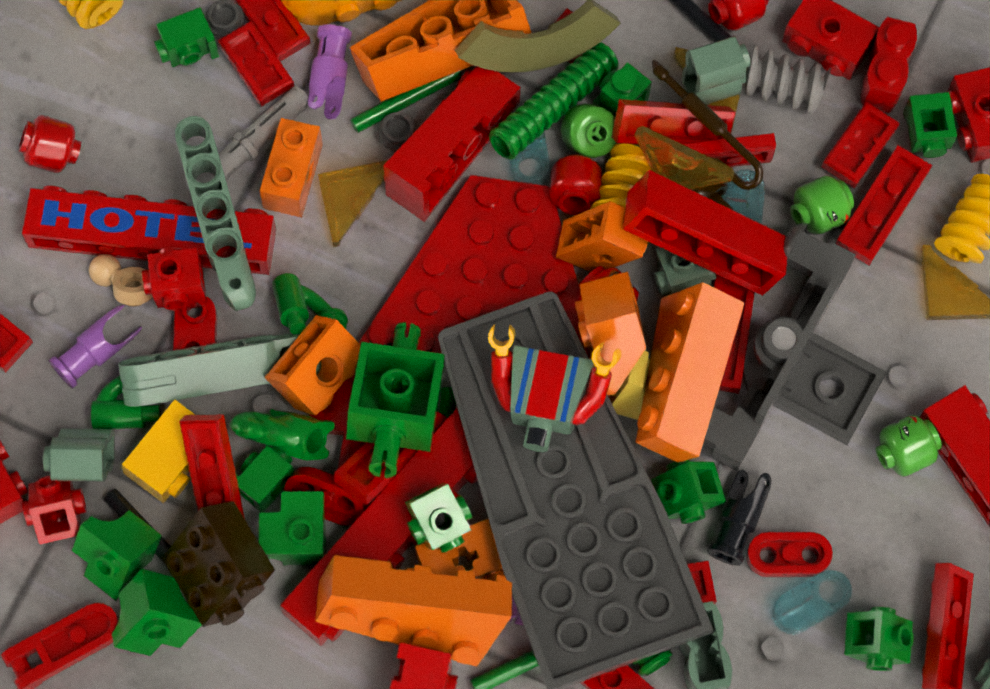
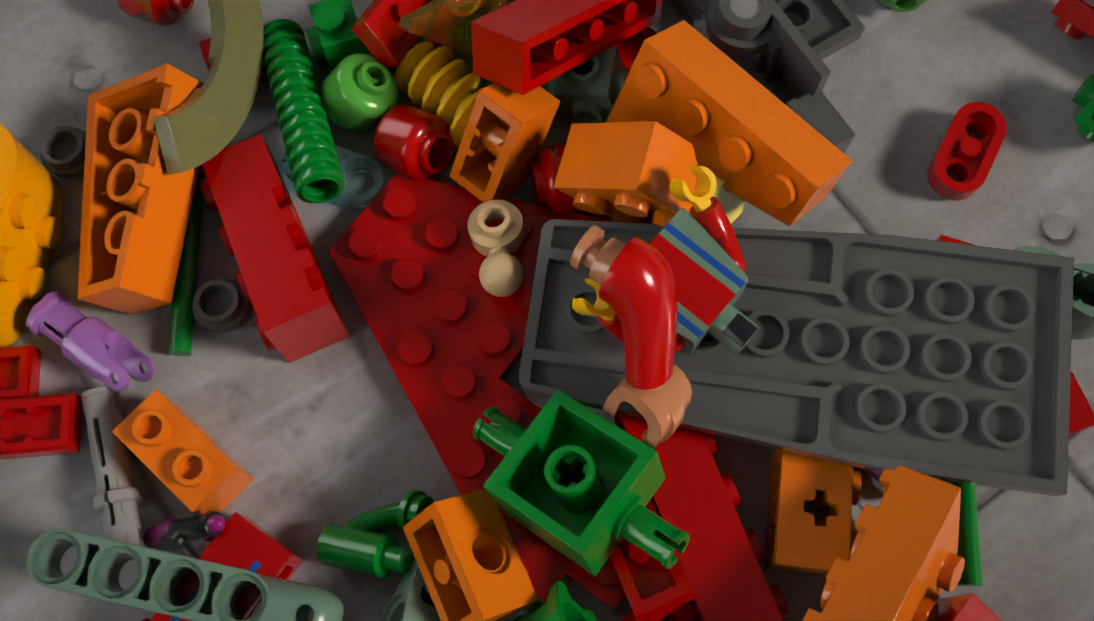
camera: 60 degrees left, 0 degrees up
(243, 190) = (175, 533): none -> black piece
(348, 194) = (261, 406): clear yellow tile -> none
(424, 511) = (768, 512): brick -> none
(508, 364) = (644, 296): none -> red piece
(511, 286) = (500, 272): none -> tan plate
(689, 490) = (855, 206): green brick -> none
(739, 518) = (907, 183): black piece -> none
(803, 605) = (1030, 172): clear light blue piece -> none

